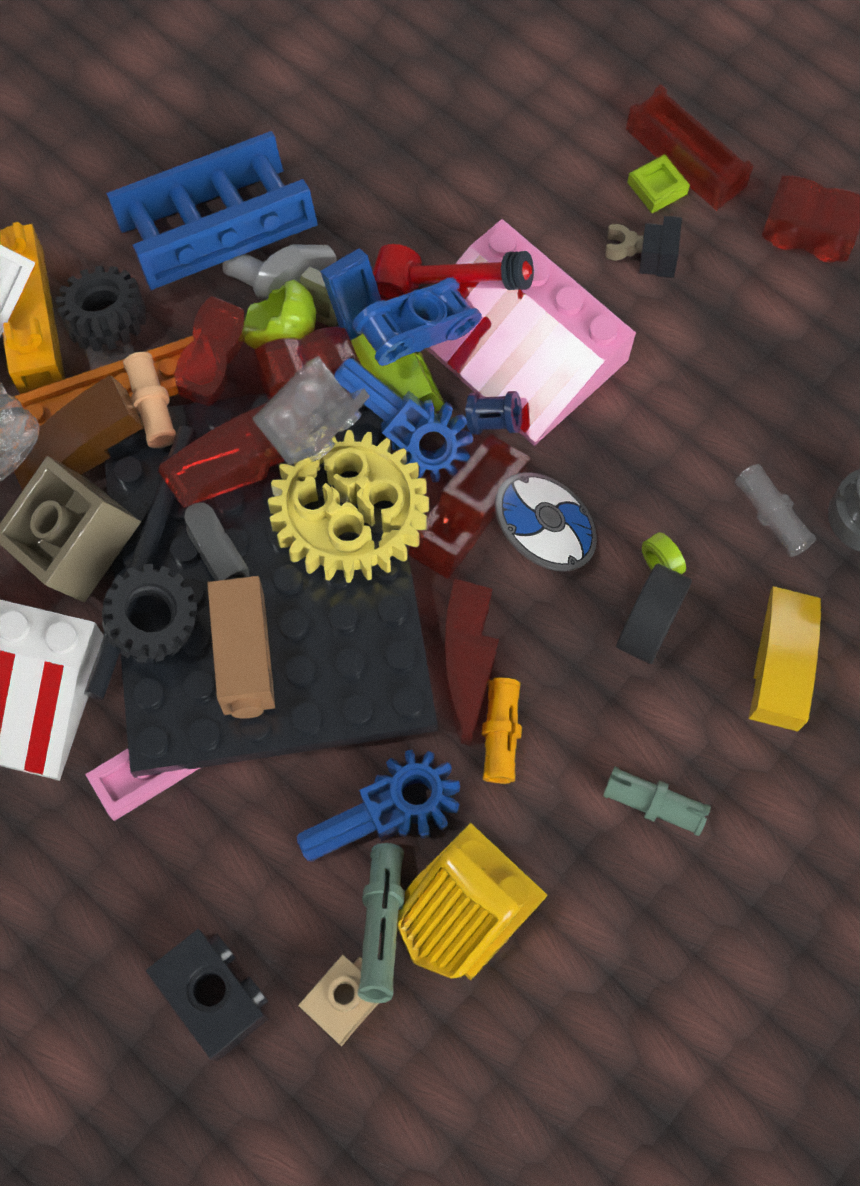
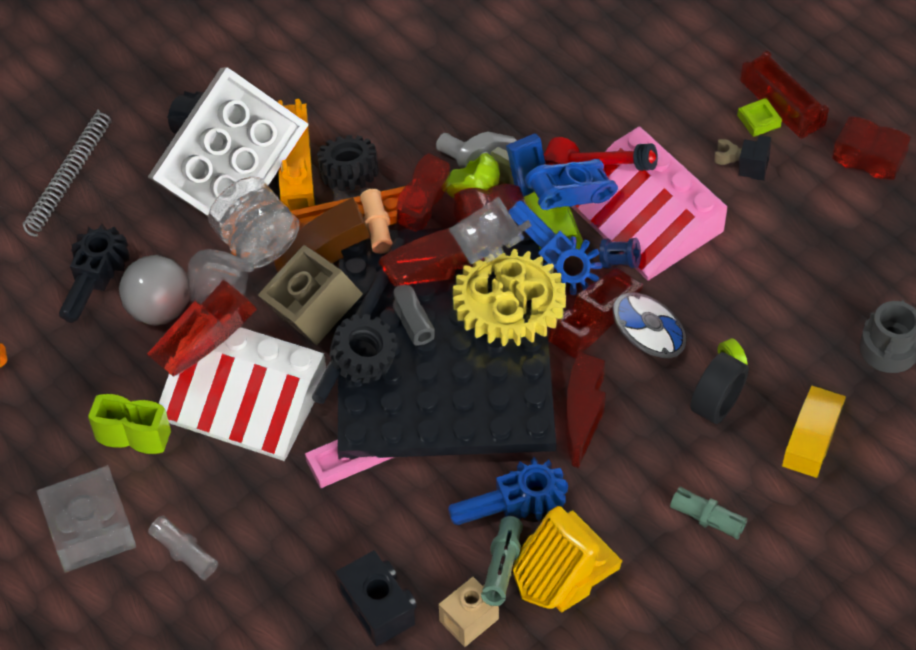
camera: 10 degrees right, 15 degrees down
(219, 235) = (439, 120): blue fence -> none
(241, 647) = (424, 375): medium nougat brick -> none
(501, 730) = (602, 457): light orange pin -> none
(775, 510) = (818, 335): clear pin -> none

